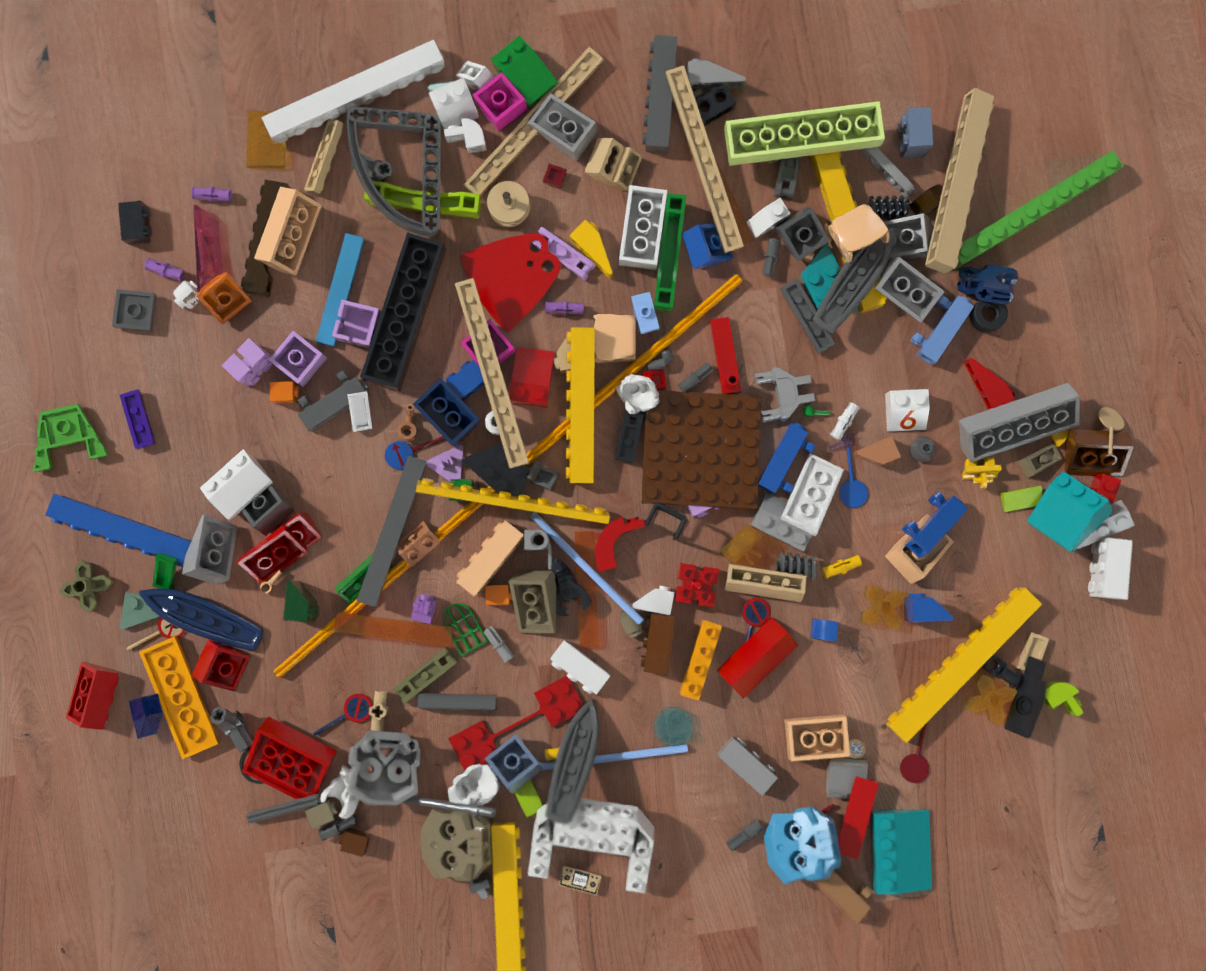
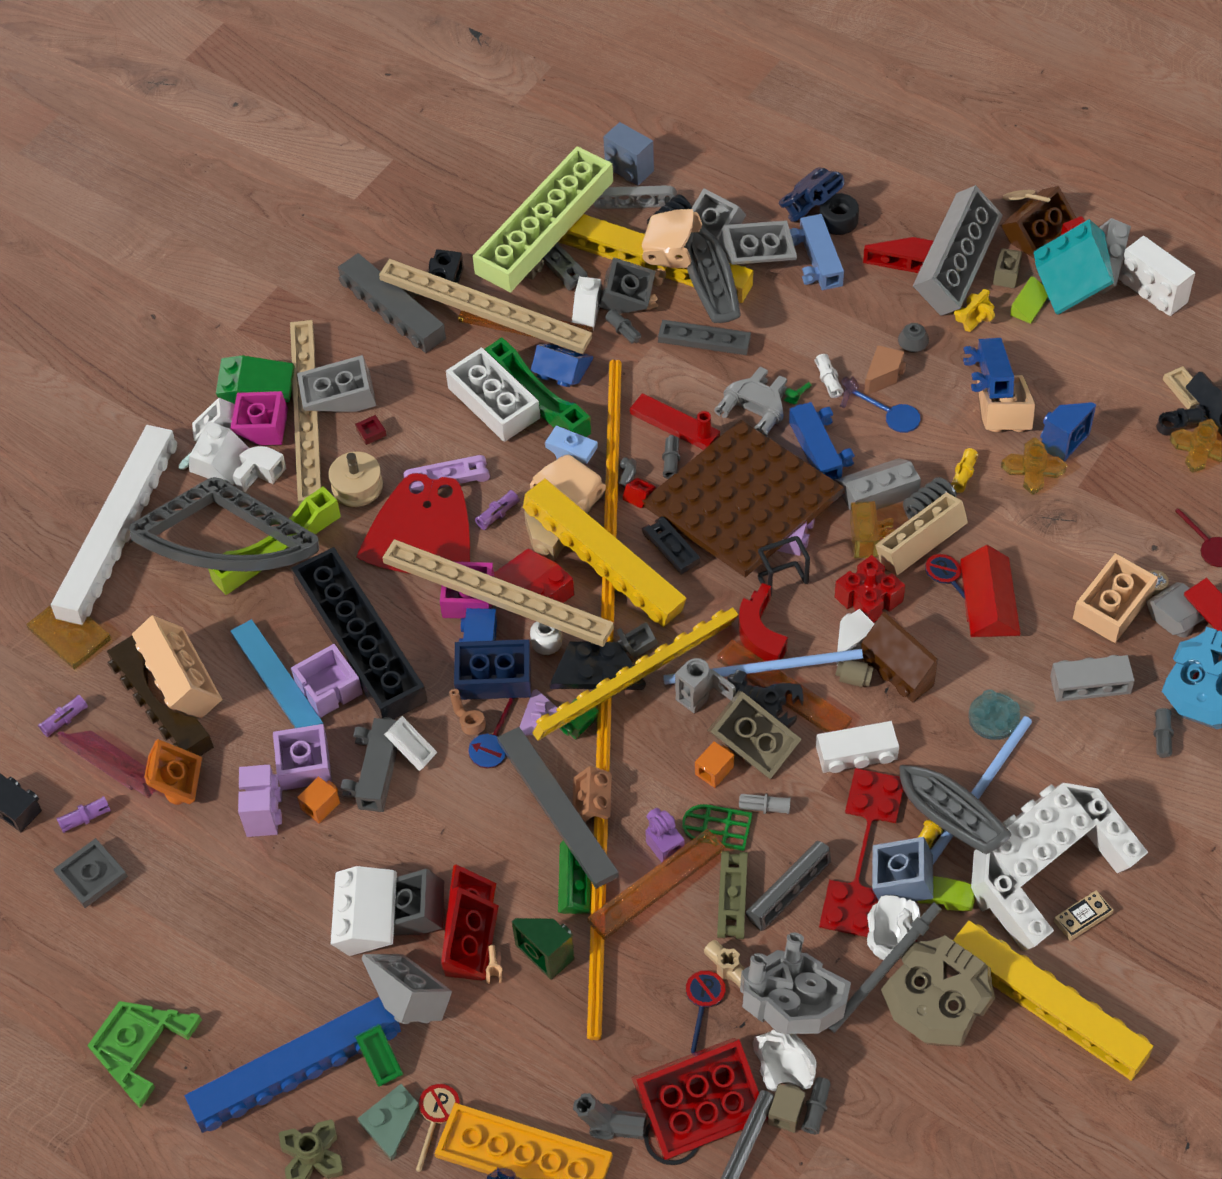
camera: 50 degrees left, 30 degrees down
(137, 419) = (197, 958): dark purple plate -> none
(186, 295) = (131, 810): white head -> none
(203, 618) = (463, 1059): dark blue piece -> none
(220, 666) = (530, 1082): red slope -> none
(324, 157) = (139, 588): tan plate -> none
(354, 842) = (848, 1098): reddish brown brick -> none
(377, 170) = (214, 543): dark grey piece -> none
(480, 885) = (1007, 1010): dark grey tile -> none
(490, 559) = (671, 736): light nougat brick -> none
(589, 242) = (463, 443): yellow slope -> none
(625, 163) = (401, 388): tan piece -> none
(638, 393) = (639, 500): white hair -> none
(700, 660) = (947, 640): light orange brick -> none
(707, 75) = (419, 253): light grey slope -> none
(812, 494) = (872, 440): white tile -> none
(820, 275) = (680, 304): teal wing -> none
(824, 629) = (1013, 523): blue brick -> none
(907, 410) = (864, 323): white slope -> none
(927, 201) = (694, 185): dark brown slope -> none
(960, 181) = (704, 151): tan brick -> none
(963, 664) = (1148, 445): yellow brick -> none
(1038, 208) = (781, 128): bright green brick -> none
(1059, 438) = (999, 240): yellow tile -> none

